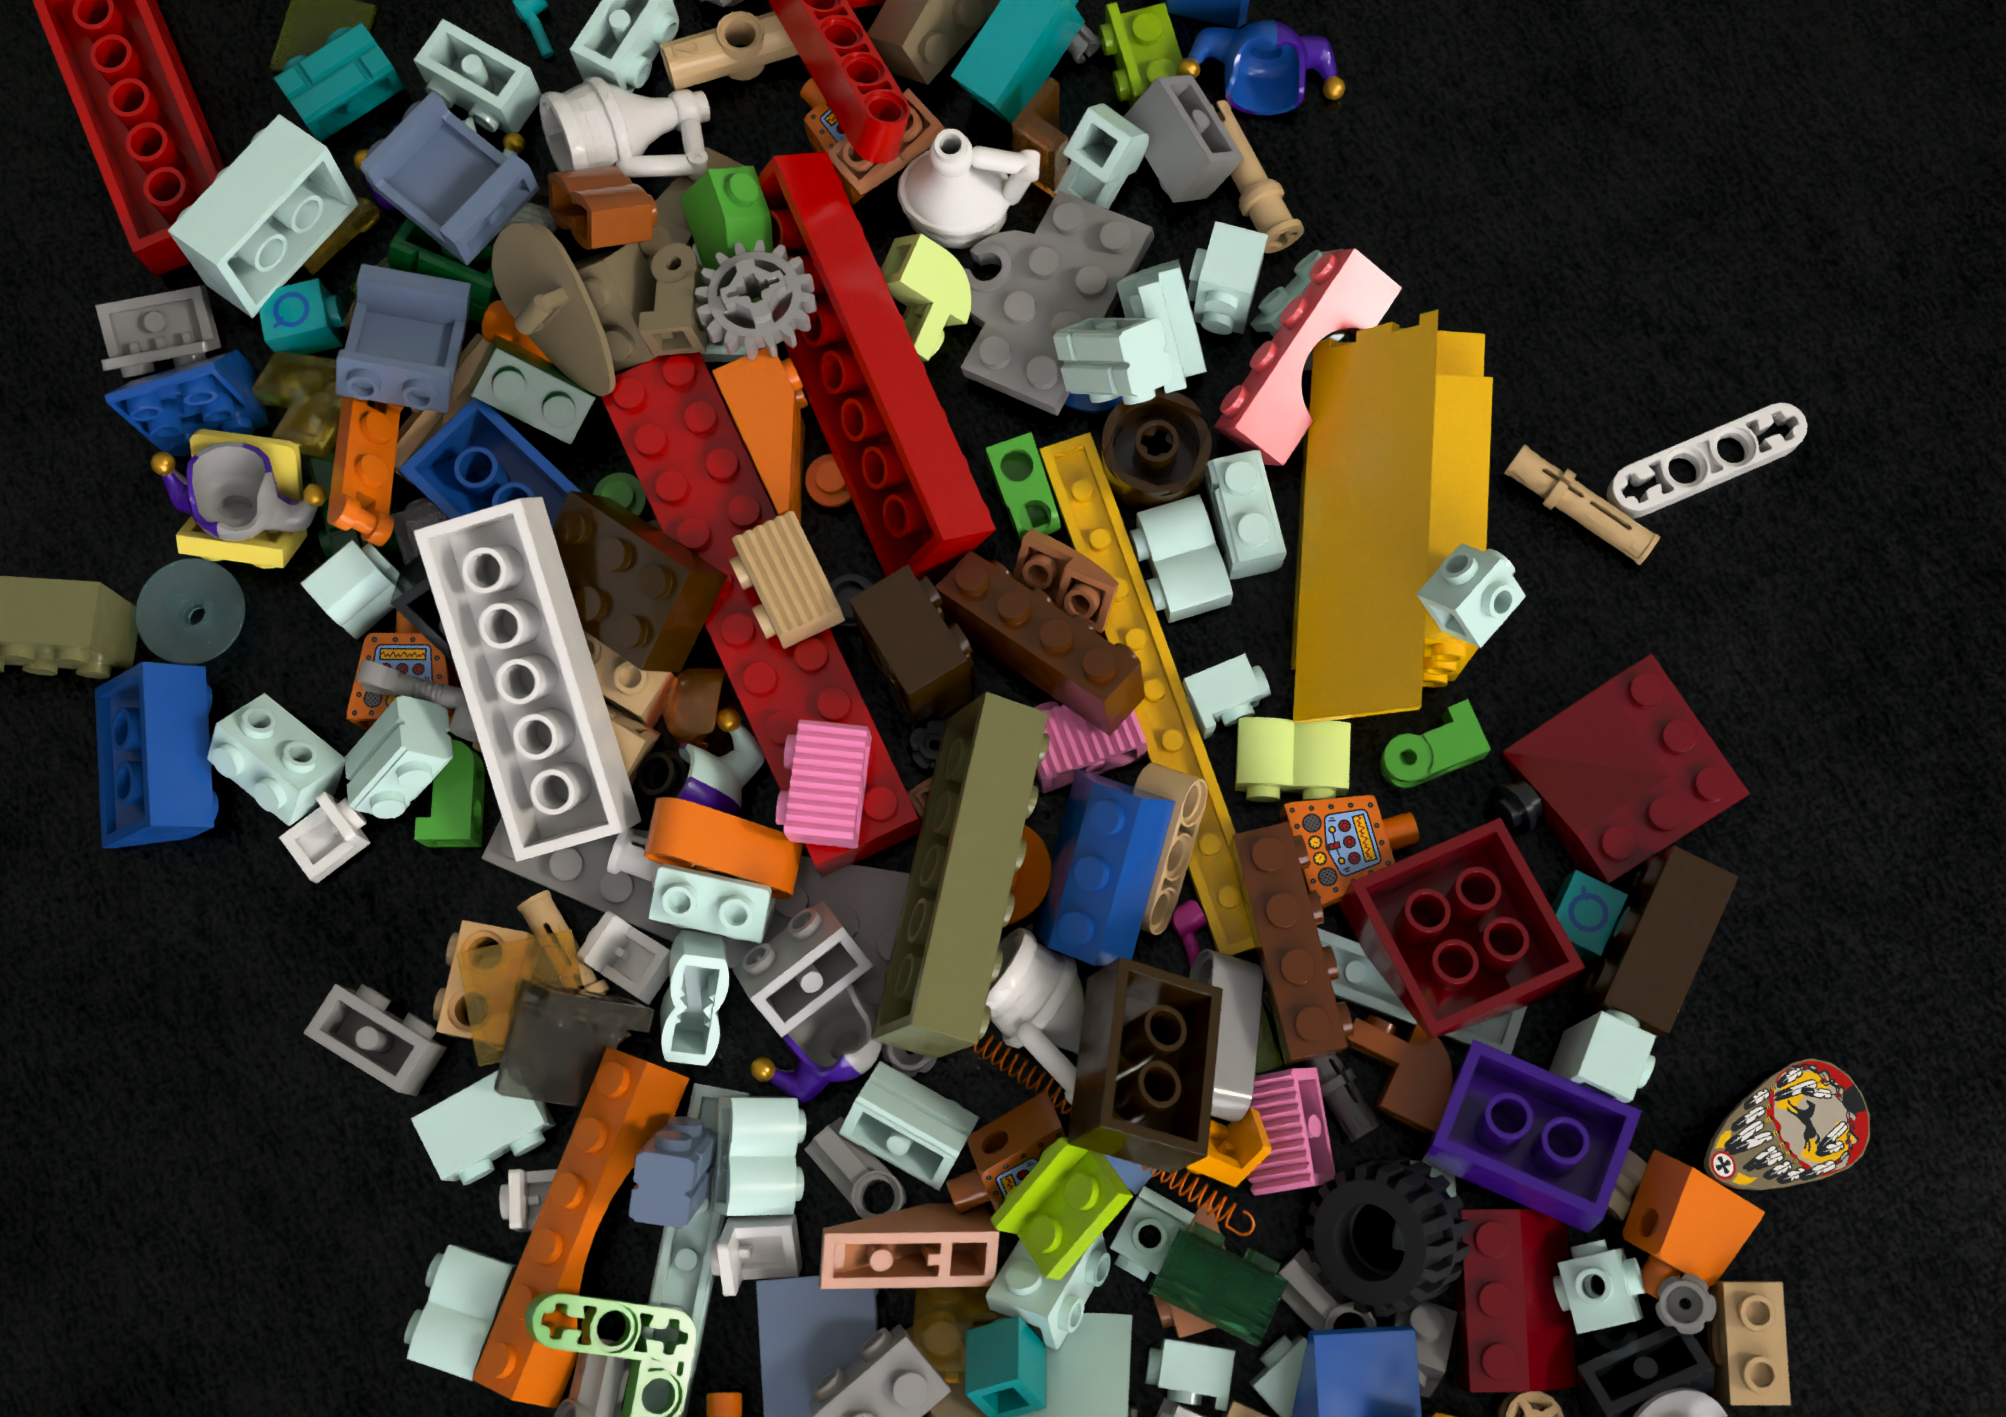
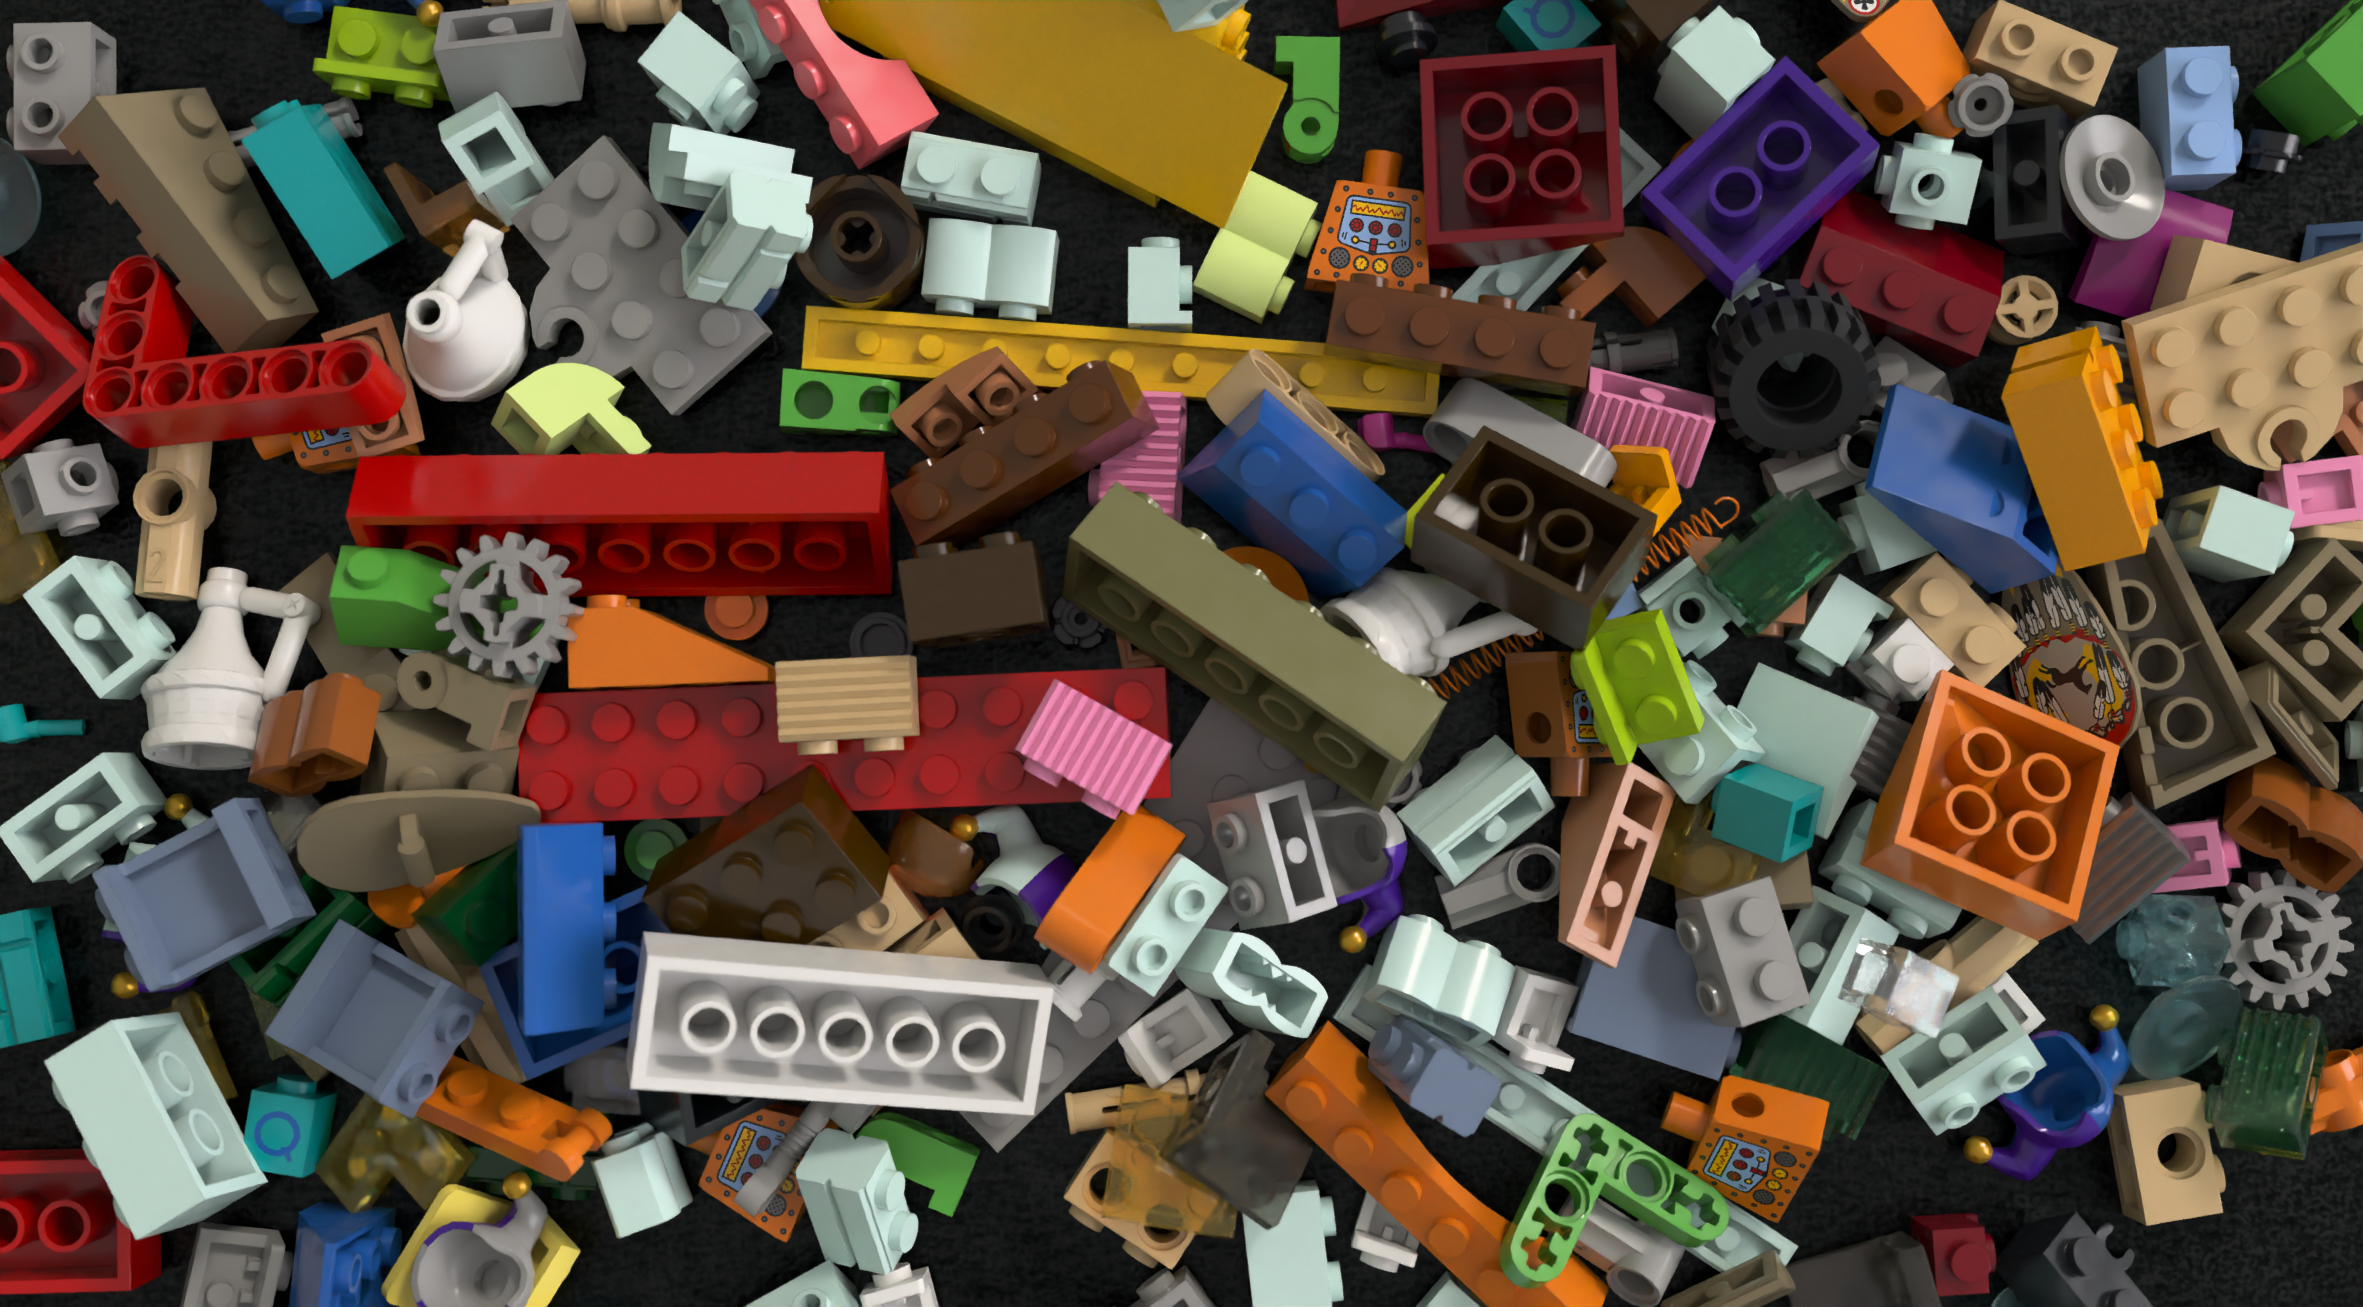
camera: 75 degrees left, 10 degrees up
(524, 438) = (564, 926): none -> blue slope

